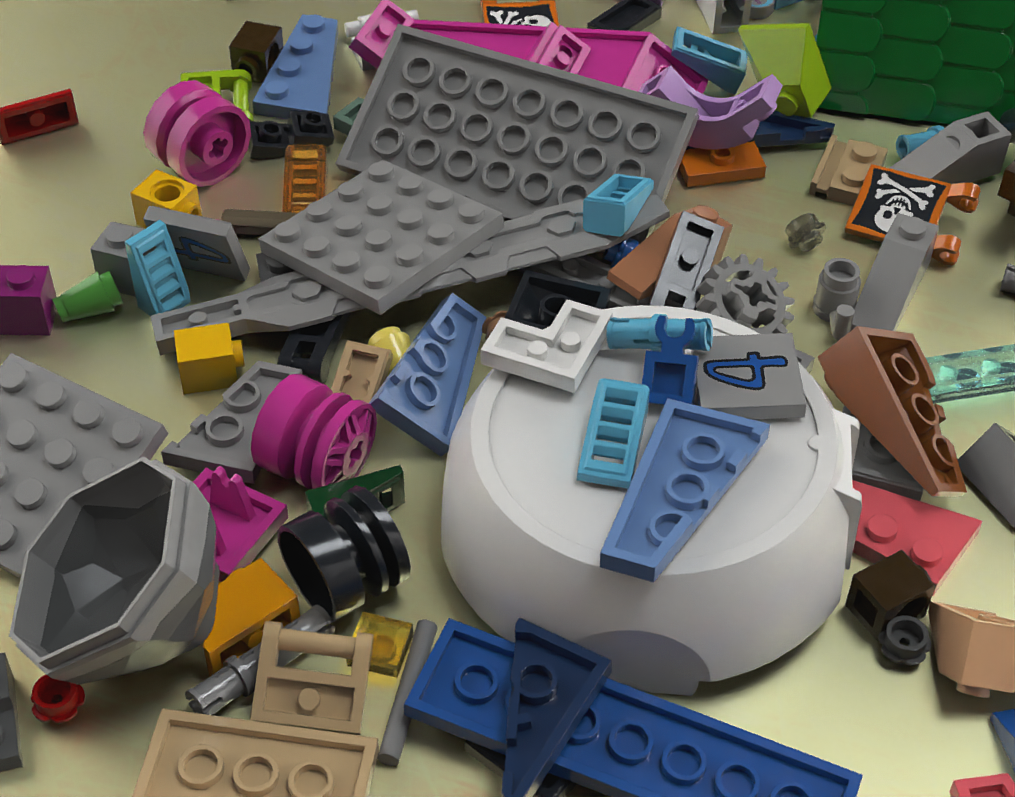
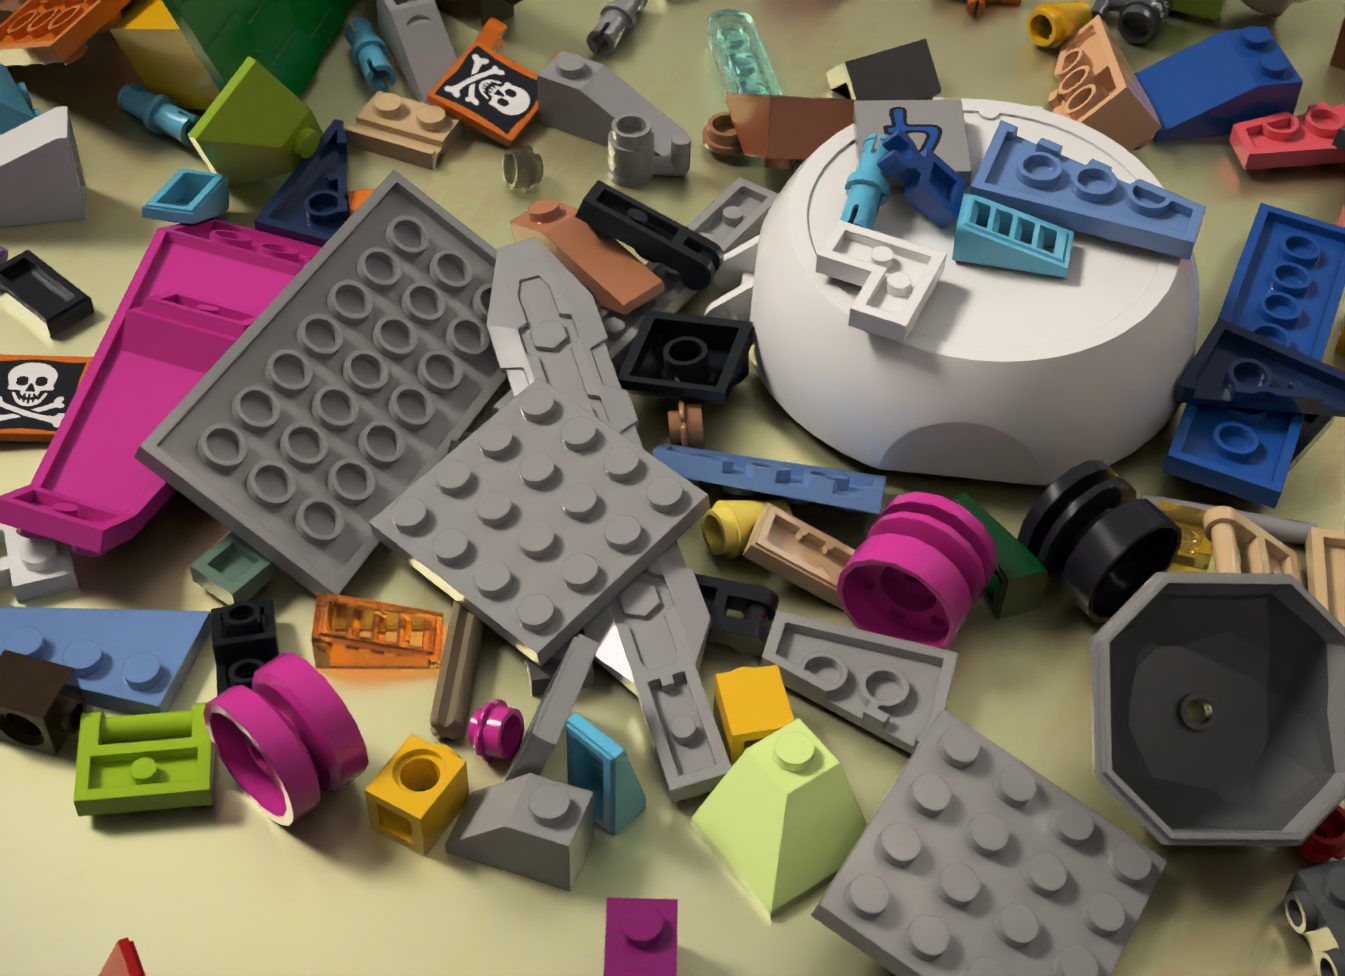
camera: 90 degrees left, 0 degrees up
(89, 298) = (617, 865): bright green cone -> none
(134, 374) = (782, 818): none -> yellowish green slope
(242, 518) = (1032, 692): dark pink plate -> none
(615, 204) = (555, 287): medium azure slope -> none
(721, 120) = (348, 179): lavender arch -> none
(749, 297) = (692, 195): light grey gear -> none

